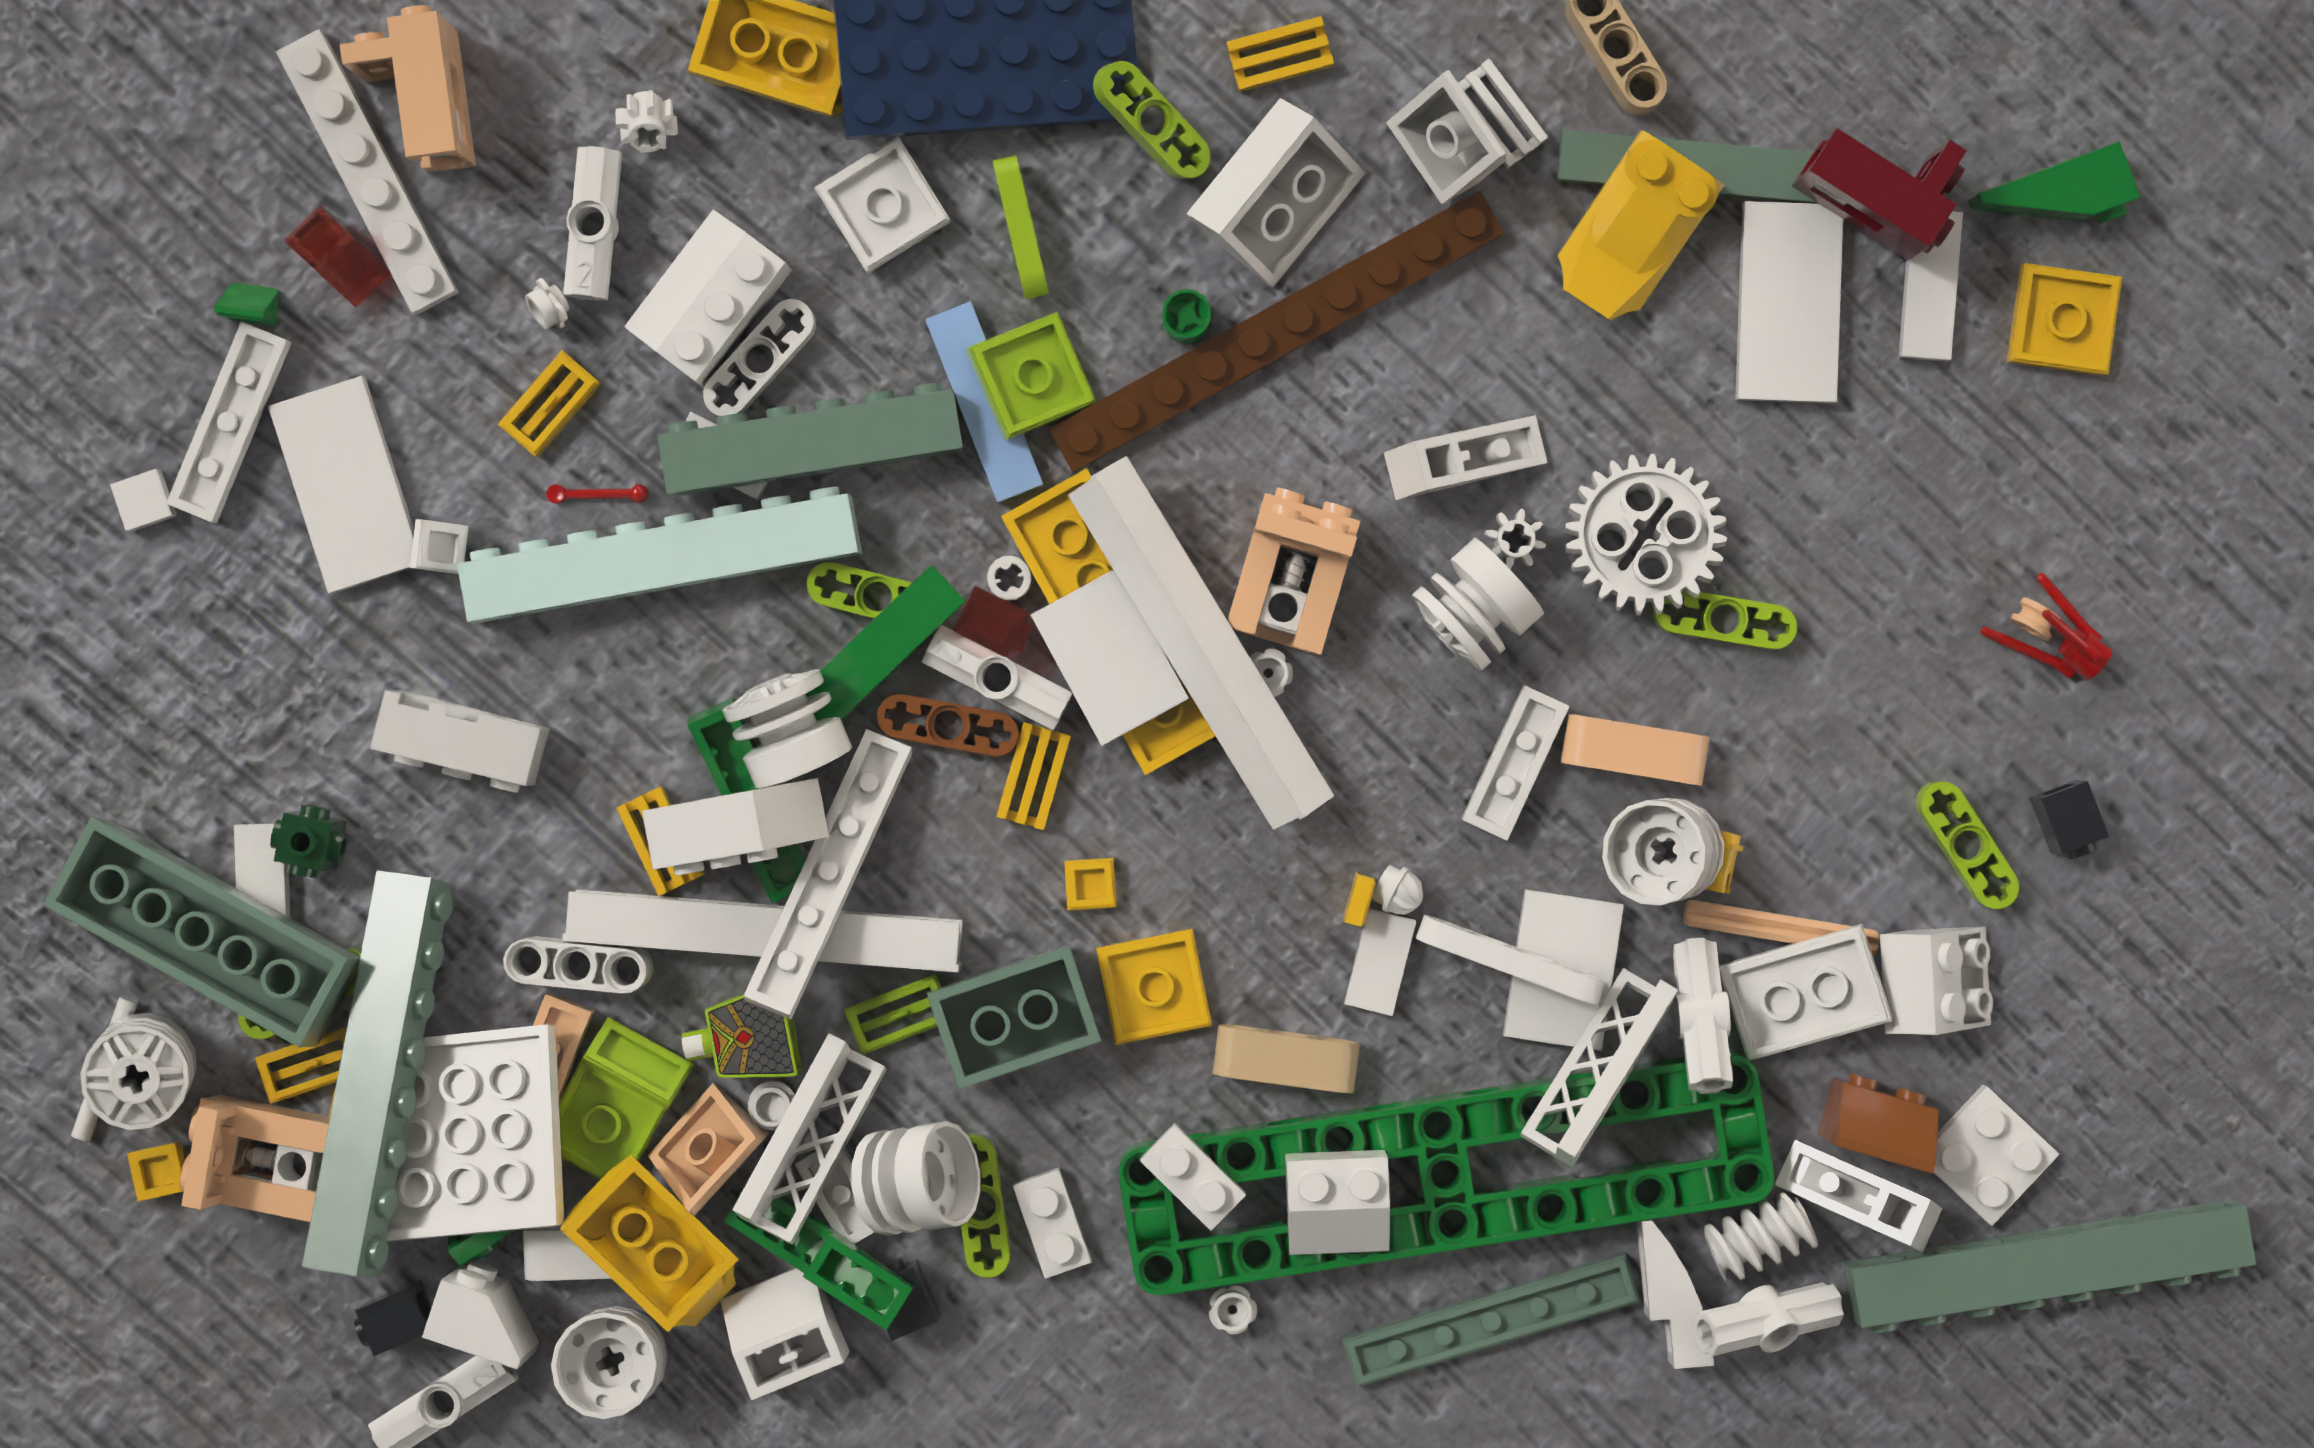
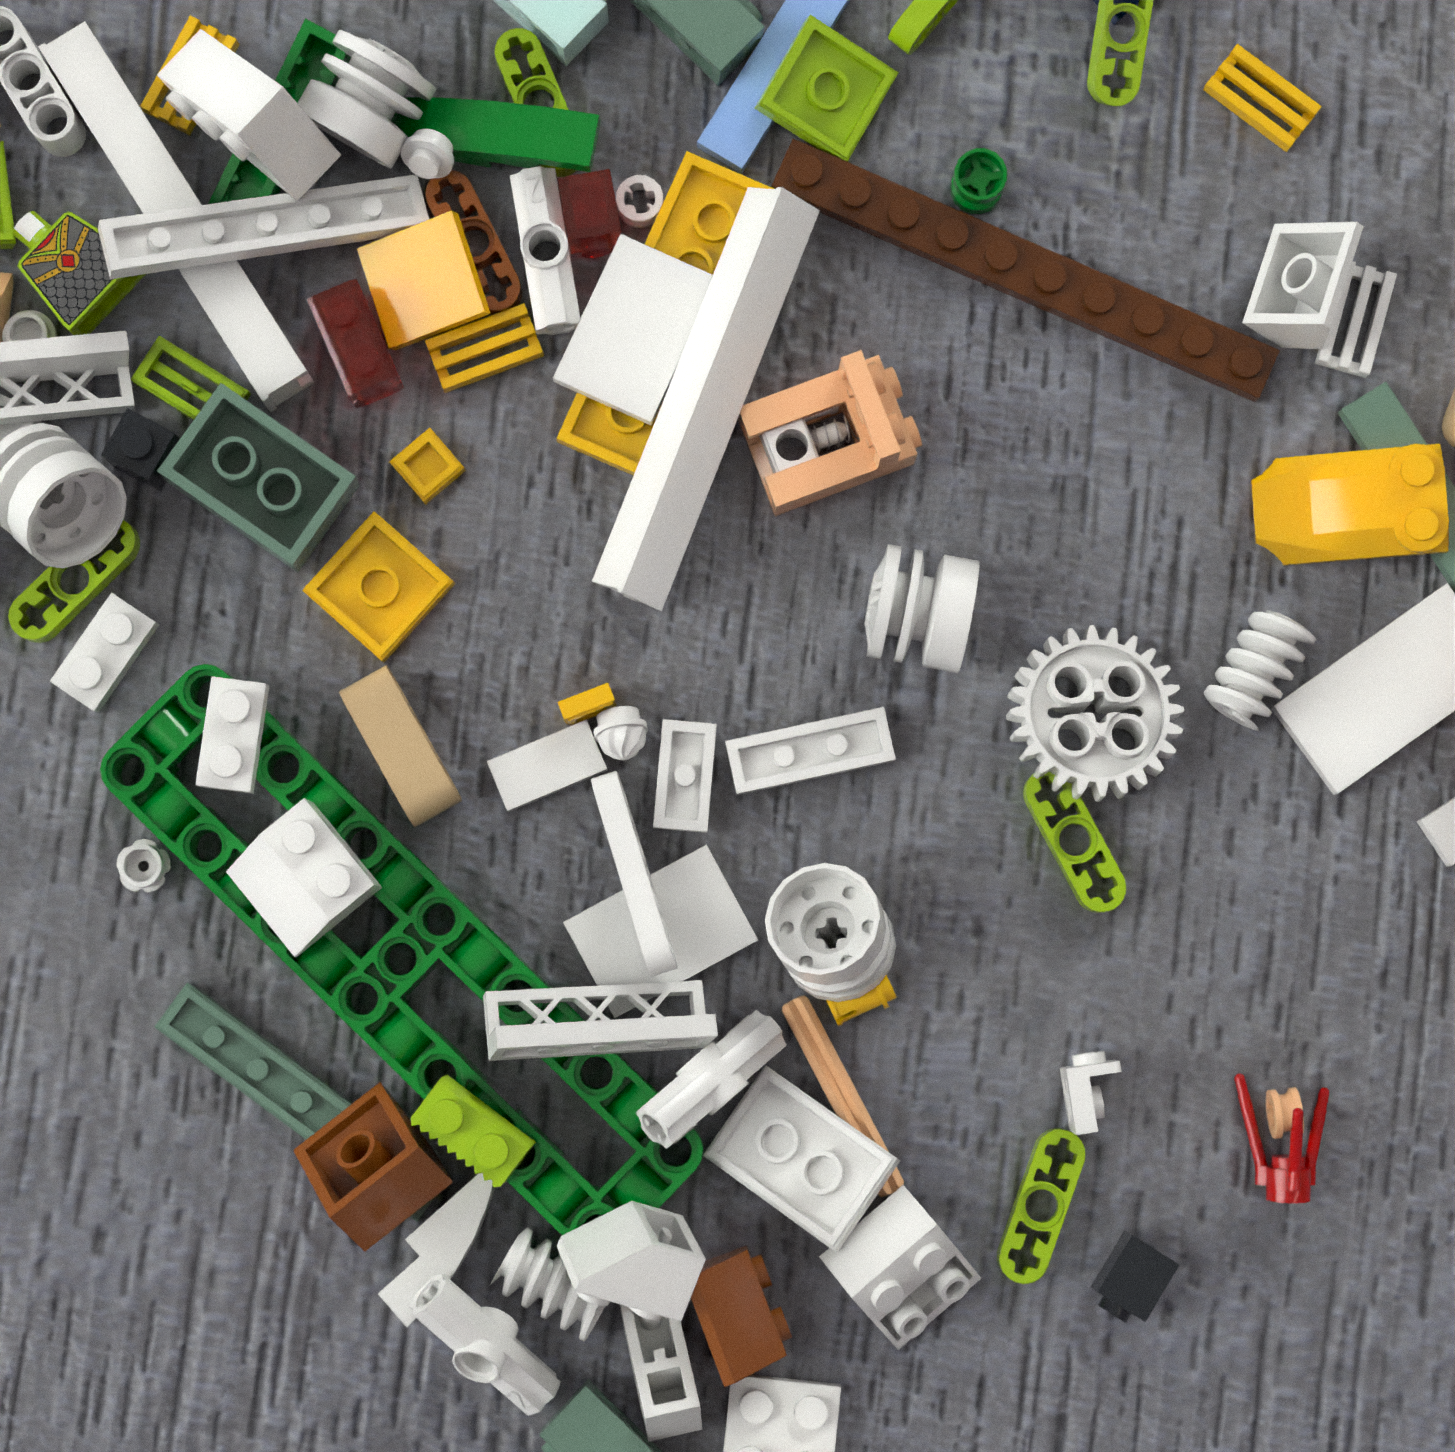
camera: 50 degrees right, 5 degrees down
(862, 711) = (428, 154): none -> white plate
(925, 1084) = (140, 448): none -> black brick
(951, 784) = (423, 280): none -> yellow tile
(962, 870) = (355, 343): none -> clear red brick
(1276, 192) = (1143, 179): white slope -> none
(1281, 669) = (740, 478): white plate -> none
(1464, 457) = (1041, 507): white slope -> none
(1464, 867) = (684, 776): none -> white plate
(1526, 532) = (1007, 589): white gear -> none
(1580, 1306) = (371, 1167): none -> dark orange slope
(1614, 1216) = (472, 1131): none -> lime brick
(1635, 749) = (901, 847): light nougat beam -> none
(1702, 388) = (1257, 666): none -> white piece
(1795, 1170) = (634, 1260): none -> white slope
(1915, 758) = (1082, 1100): none -> white bracket

